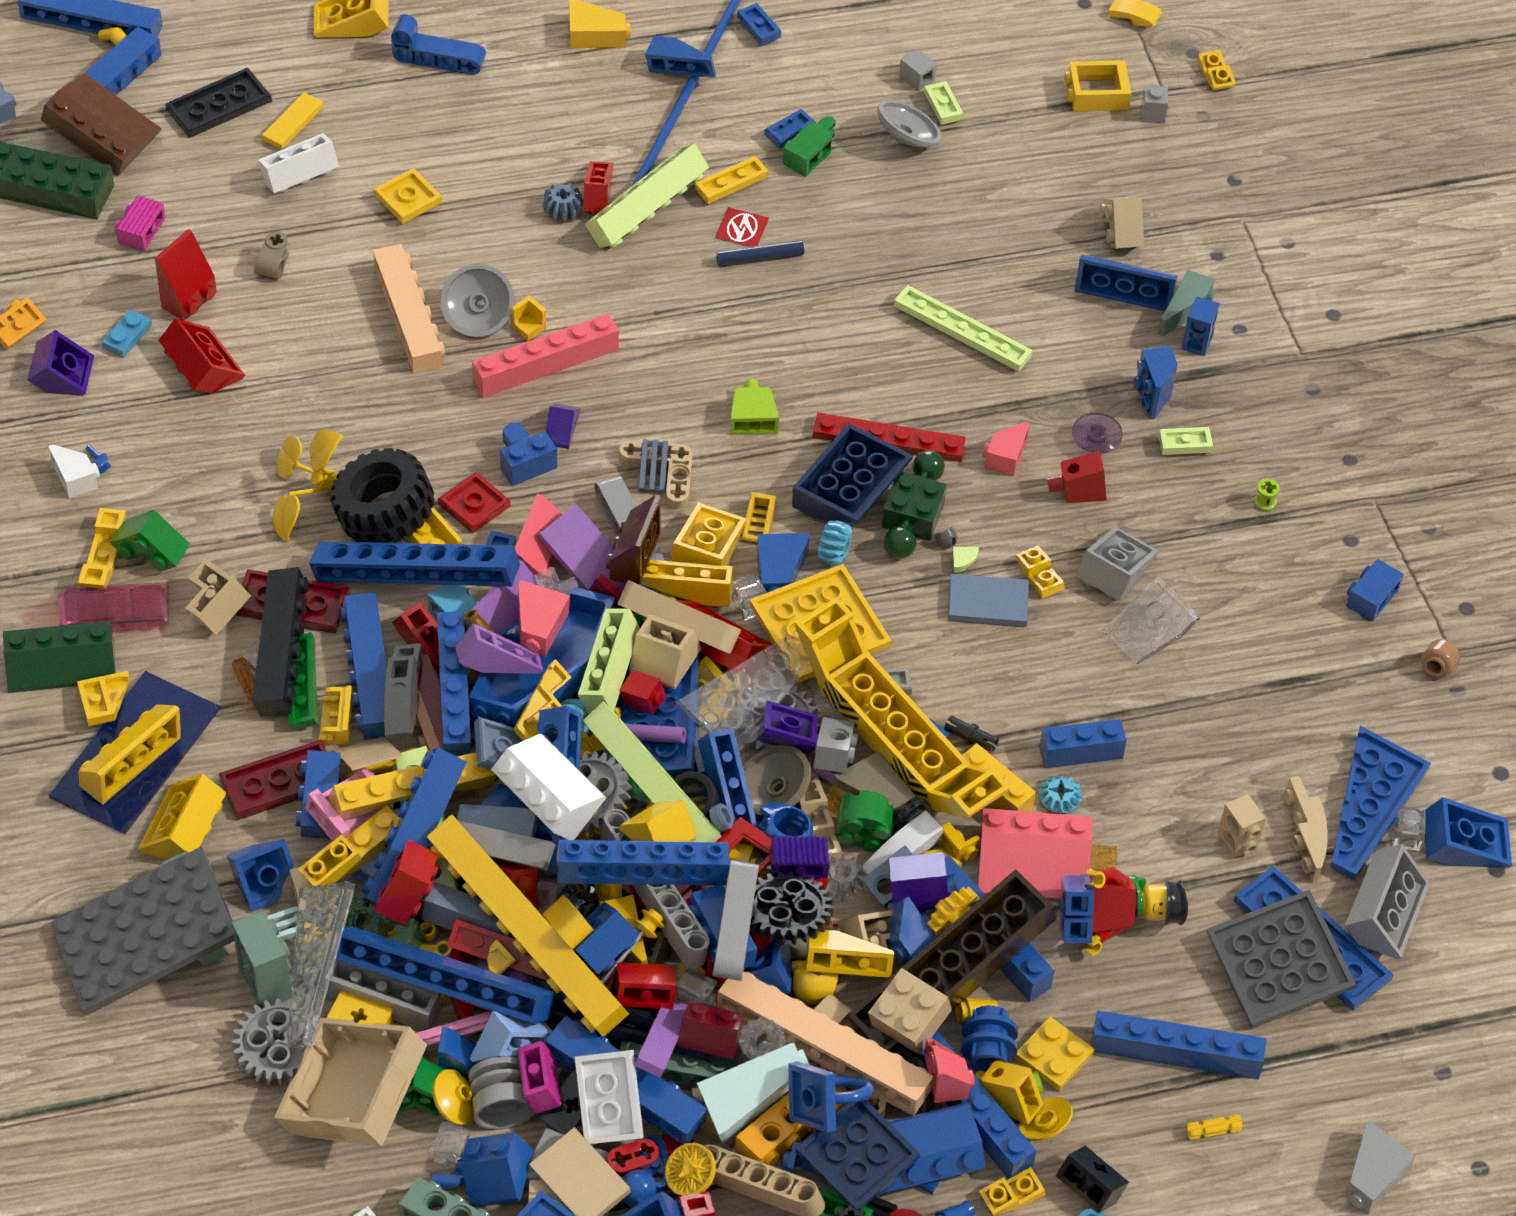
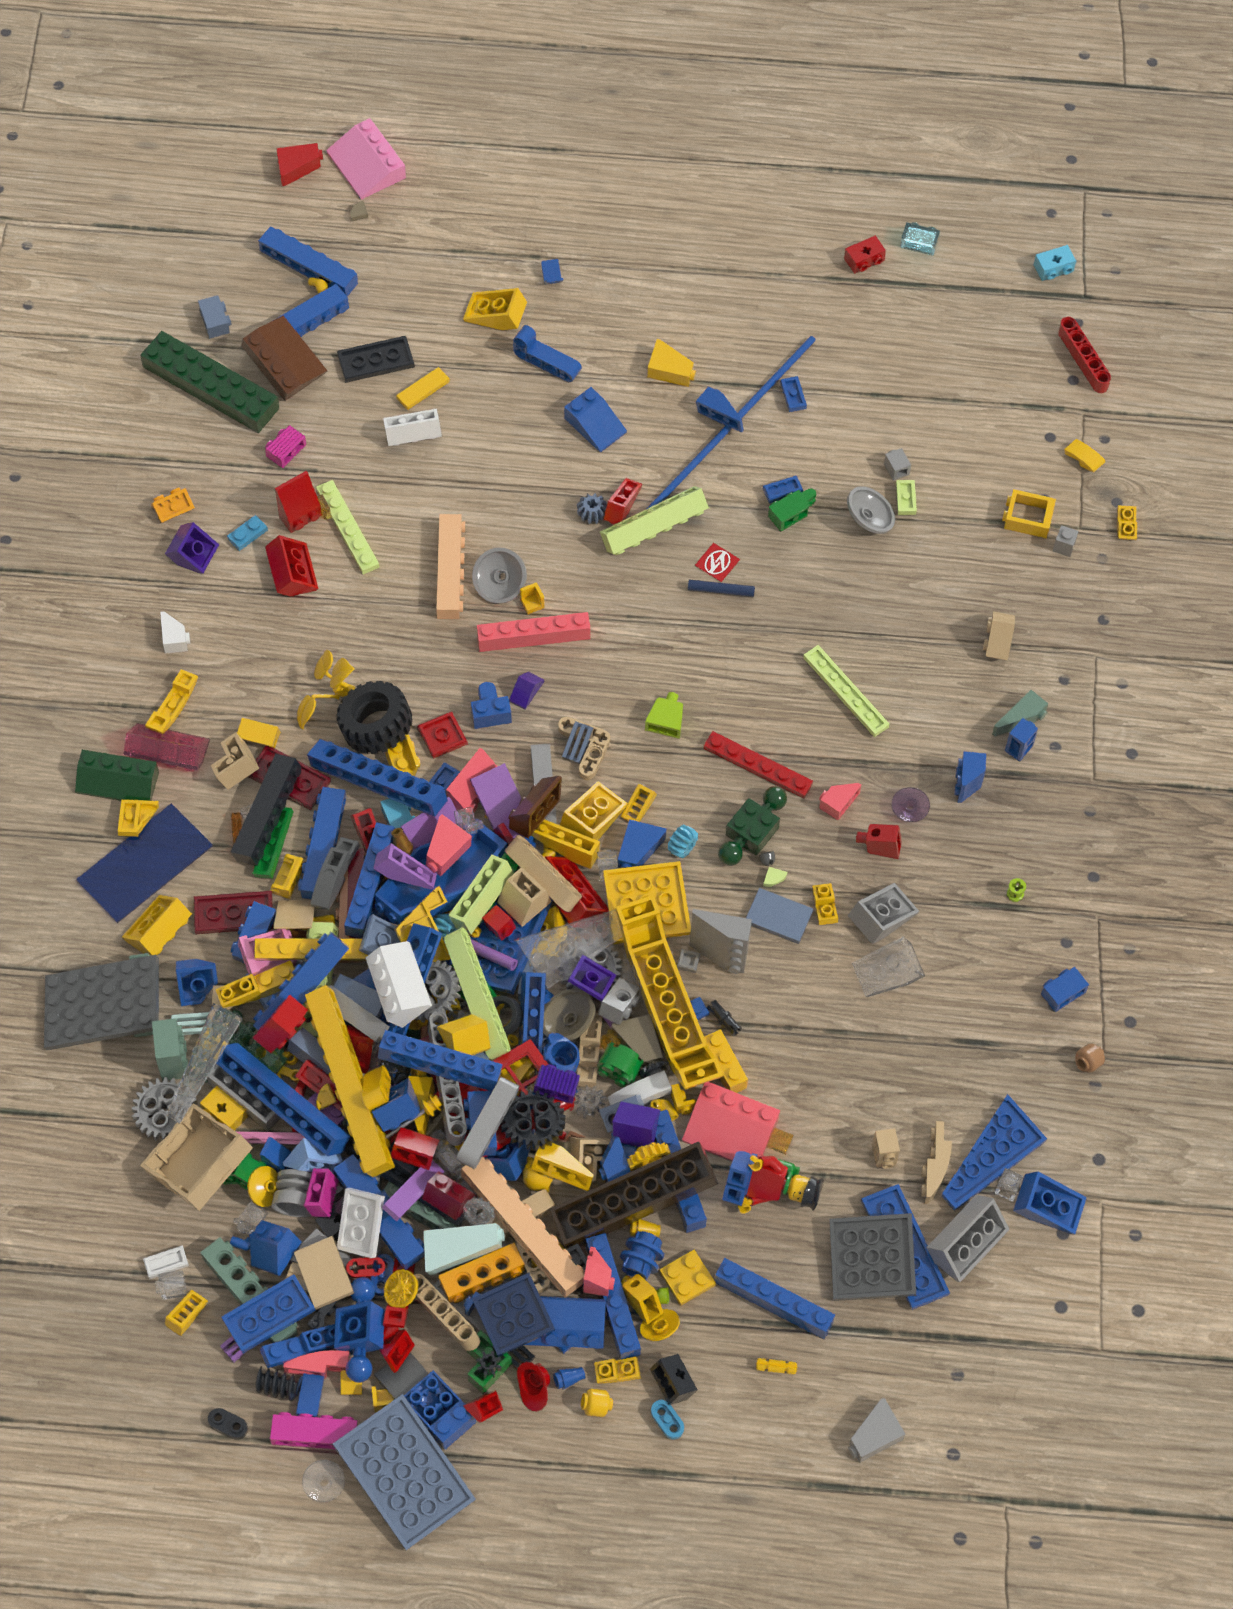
camera: 20 degrees right, 10 degrees up
(100, 459) = (195, 632): blue hand -> none
(130, 752) = (137, 865): yellow slope -> none
(151, 537) = (206, 704): green brick -> none
(221, 280) = (325, 509): none -> clear yellow tile
(233, 554) = (258, 732): none -> yellow hinge
(259, 298) = (348, 528): none -> yellowish green plate
(273, 256) = (368, 498): dark tan piece -> none
(408, 195) = (483, 473): yellow plate -> none
(524, 105) = (594, 419): none -> blue slope
(721, 817) = (515, 1036): sand blue tile -> none
(731, 180) = (722, 521): yellow plate -> none
(814, 1095) = (494, 1267): blue tile -> none
(849, 476) = (712, 792): dark blue slope -> none
(909, 1011) = (588, 1222): tan brick -> none
(936, 634) = (721, 939): none -> light grey slope
(1050, 798) = (773, 1090): medium azure gear -> none
(1082, 743) = (799, 1049): blue brick -> none
(1125, 283) = (981, 685): blue slope -> none
(1185, 440) = (974, 828): yellowish green plate -> none

